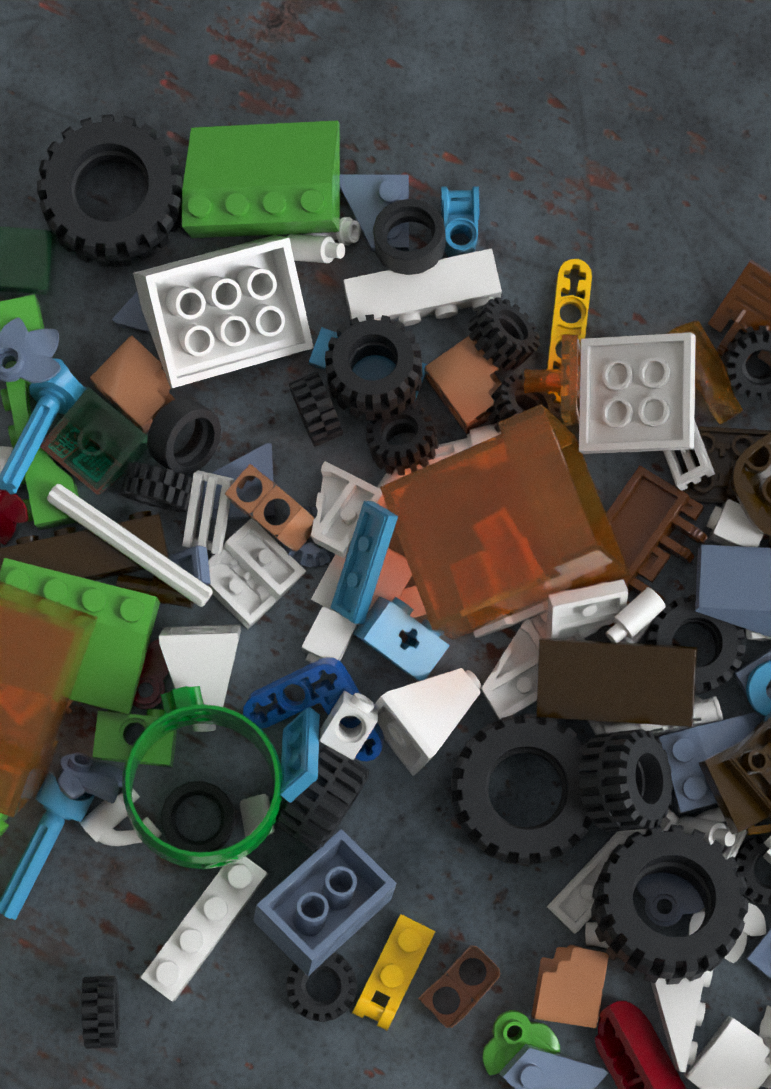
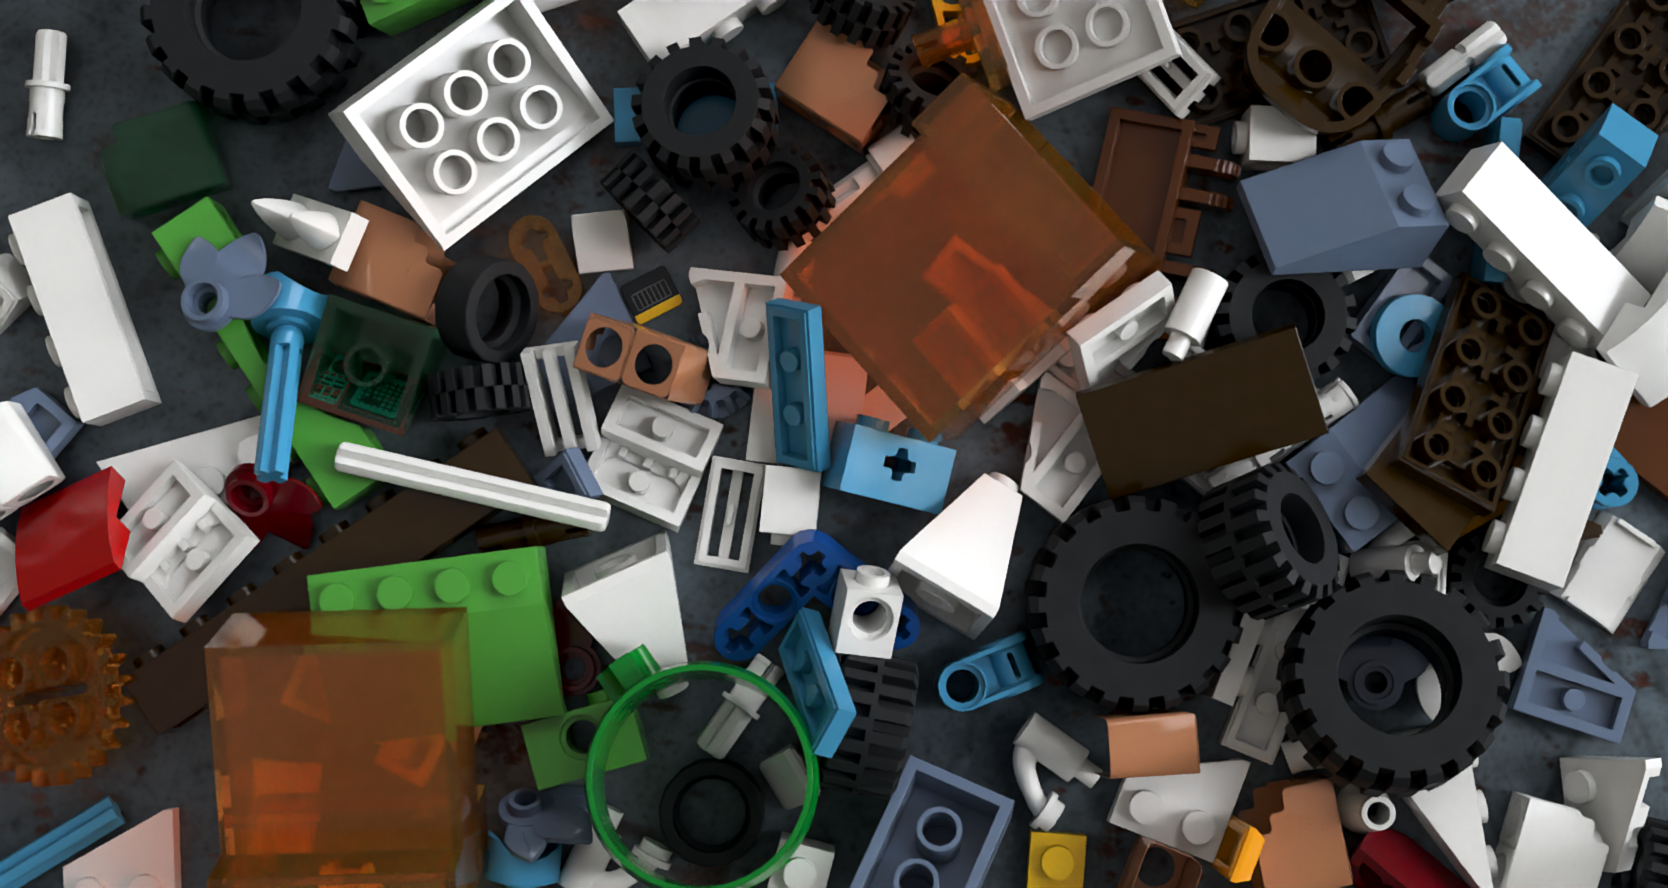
camera: 15 degrees left, 5 degrees up
(93, 342) = (313, 229): none -> white tile
(238, 760) = (737, 710): none -> white axle
(242, 422) = (558, 259): none -> clear orange beam
(269, 658) = (723, 561): none -> white tile
(274, 422) = (602, 241): none -> white slope
(292, 469) = (651, 295): none -> black sticker
(415, 799) = (991, 673): none -> dark azure piece
(437, 868) = (1058, 752): none -> white plant
(498, 882) = (1151, 743): none -> nougat piece
(506, 935) = (1182, 809): none -> white wing
(529, 975) = (1238, 851): none -> light orange tile
(572, 862) = (1238, 673): none -> white plate
(614, 985) = (1354, 809): none -> white cone

